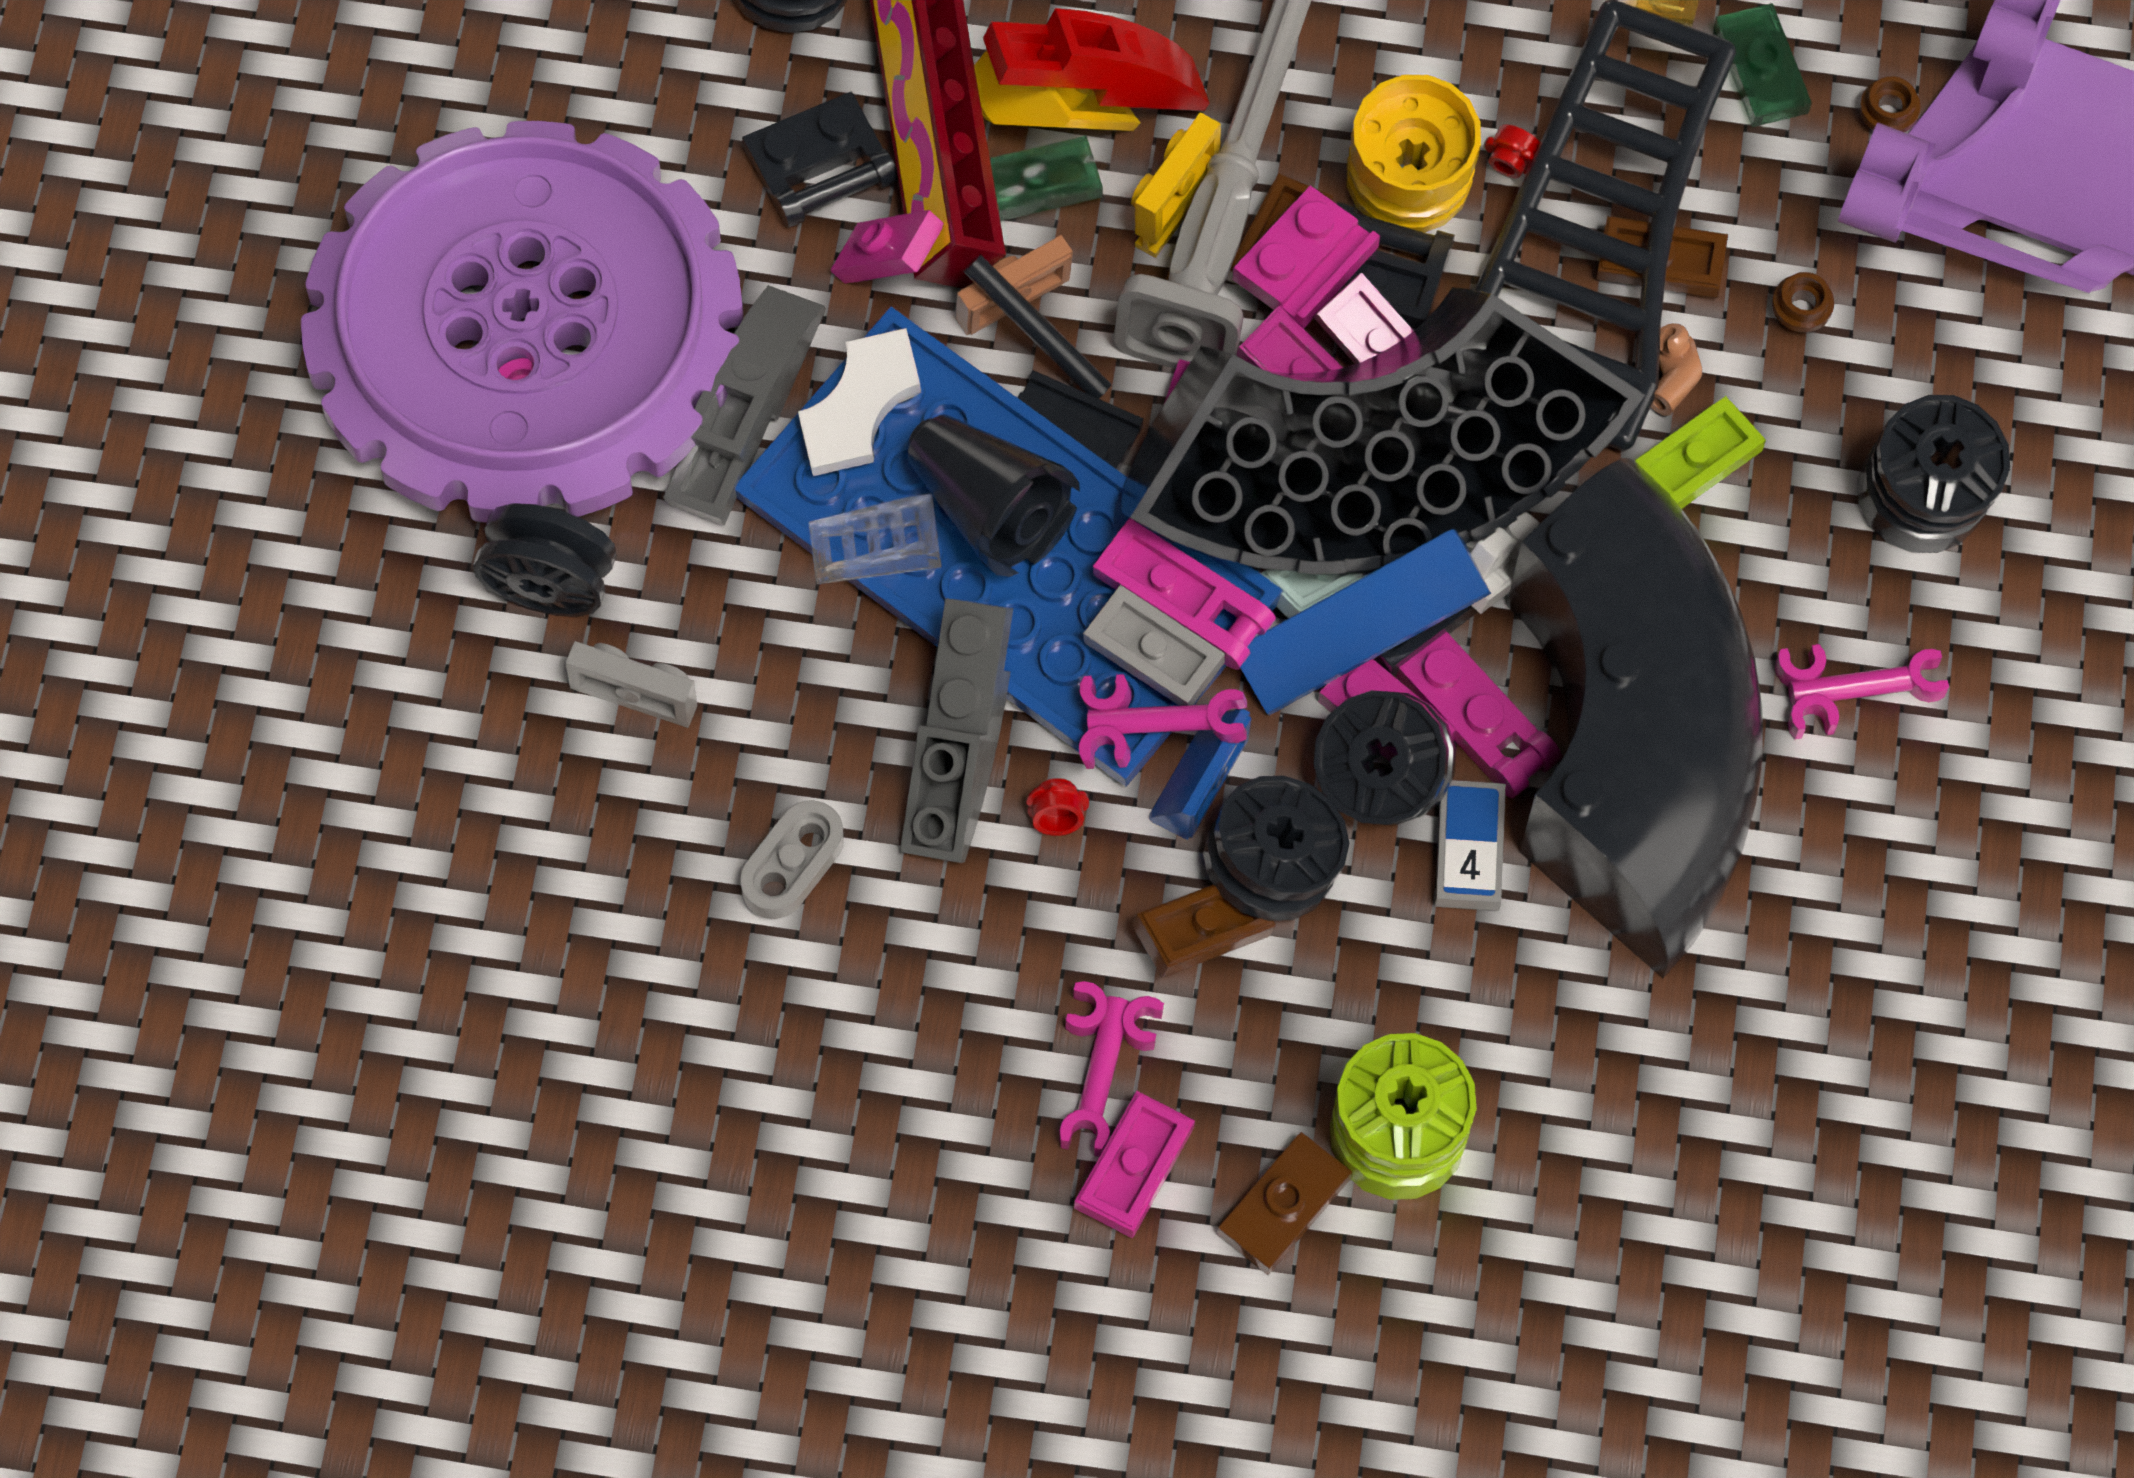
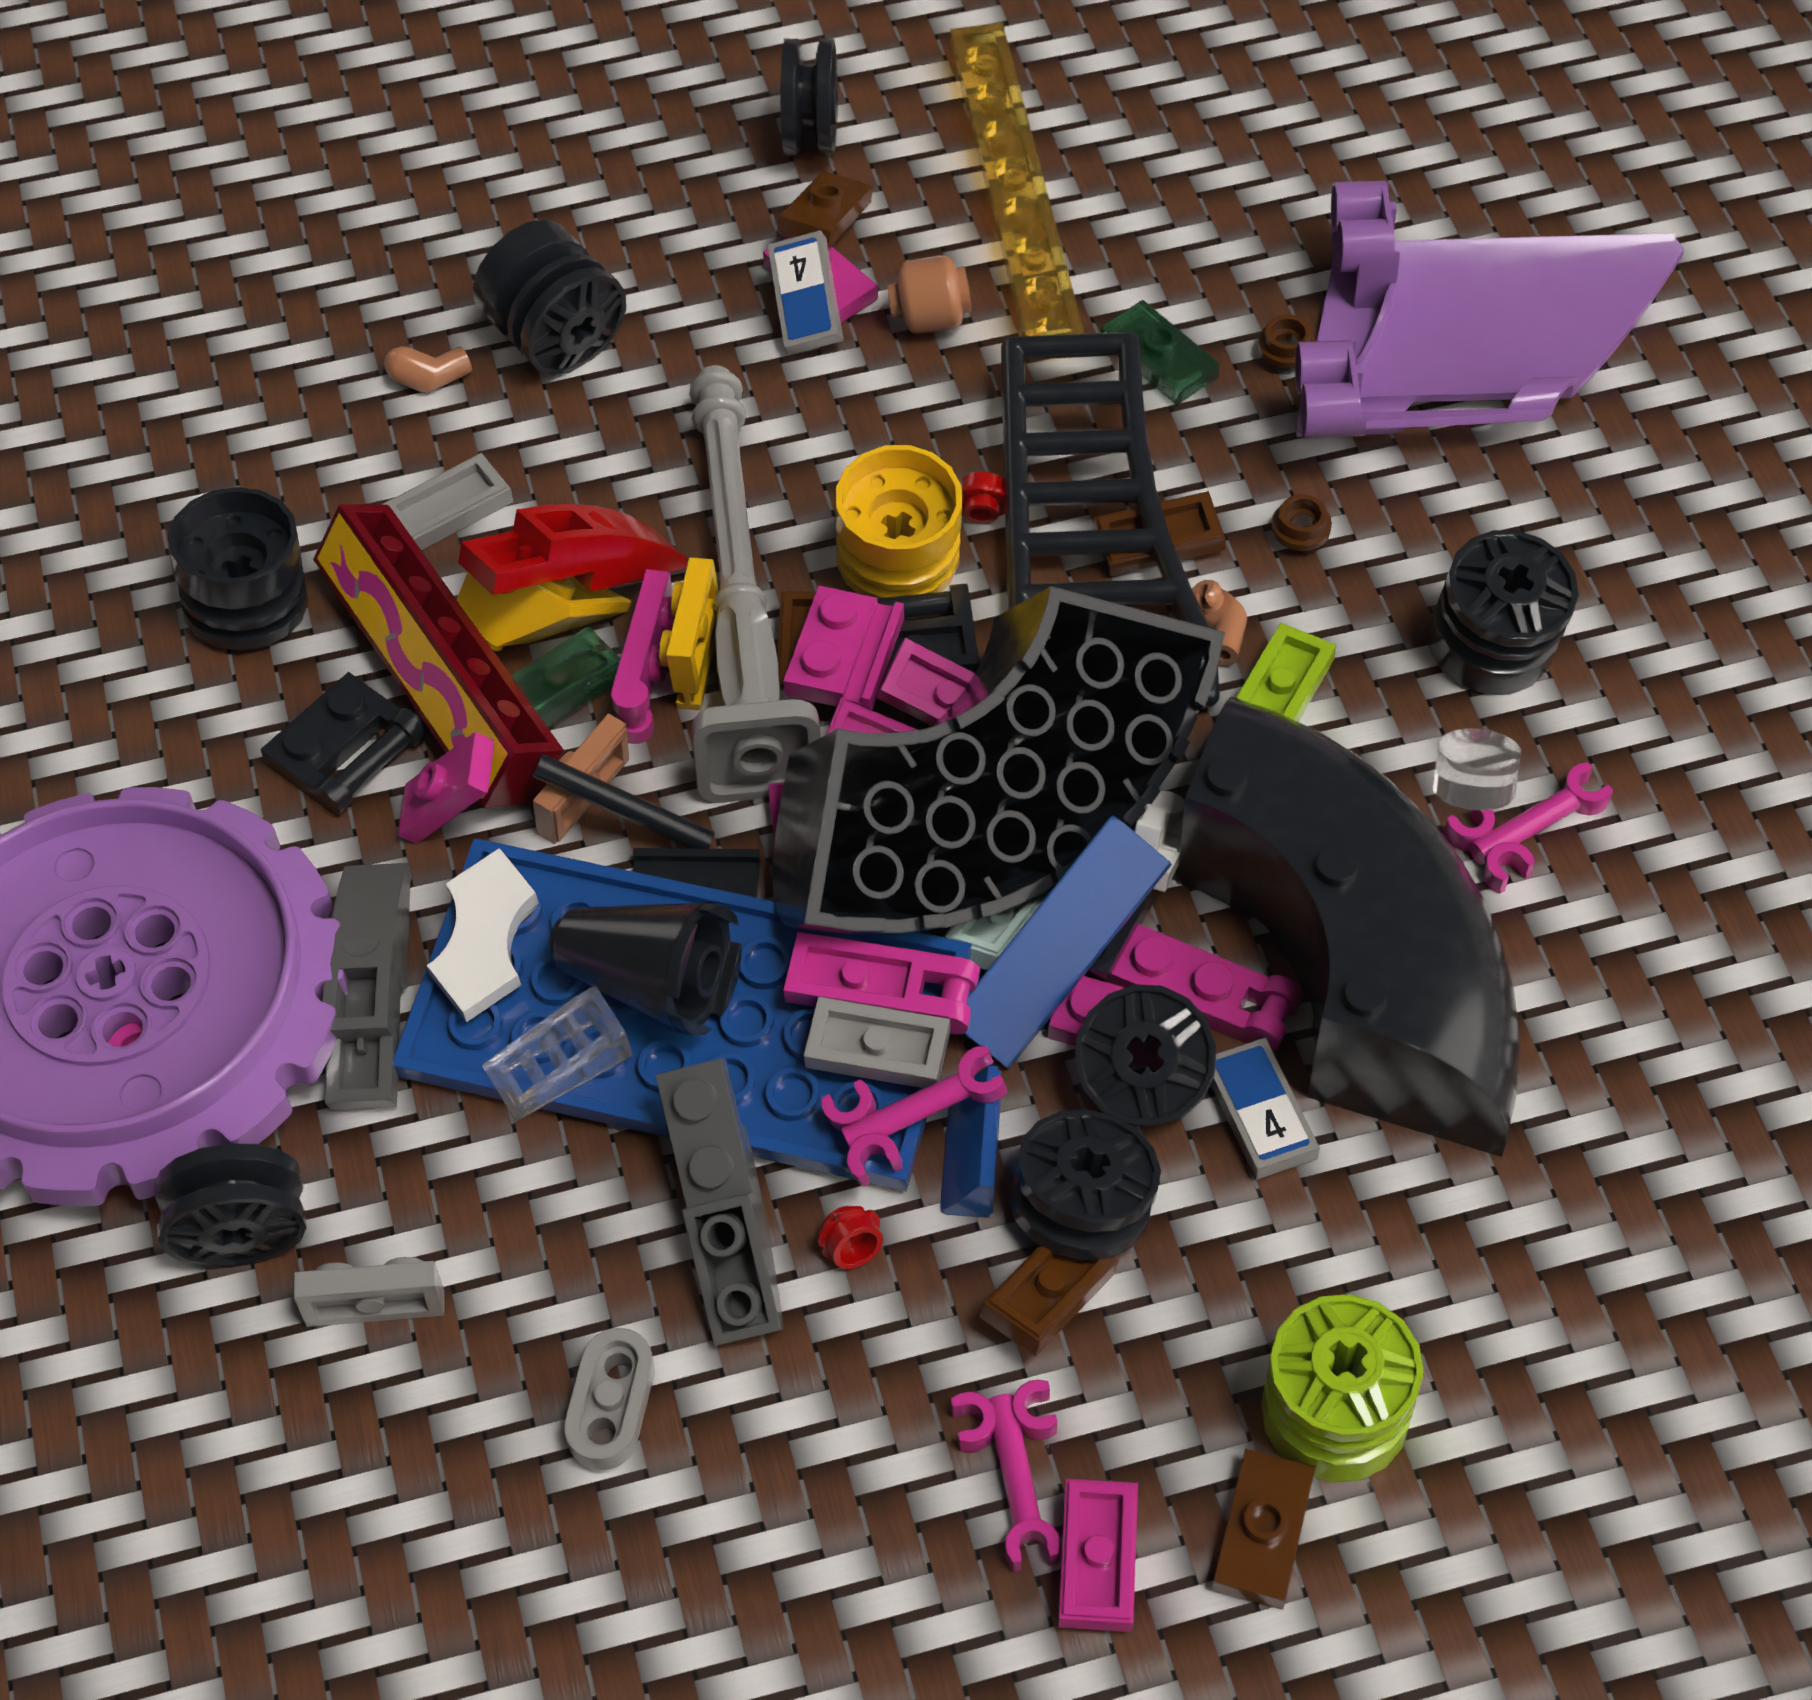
camera: 20 degrees left, 10 degrees down
(1114, 192) = (640, 658): none -> dark pink plate
(1829, 615) = (1476, 769): none -> clear piece

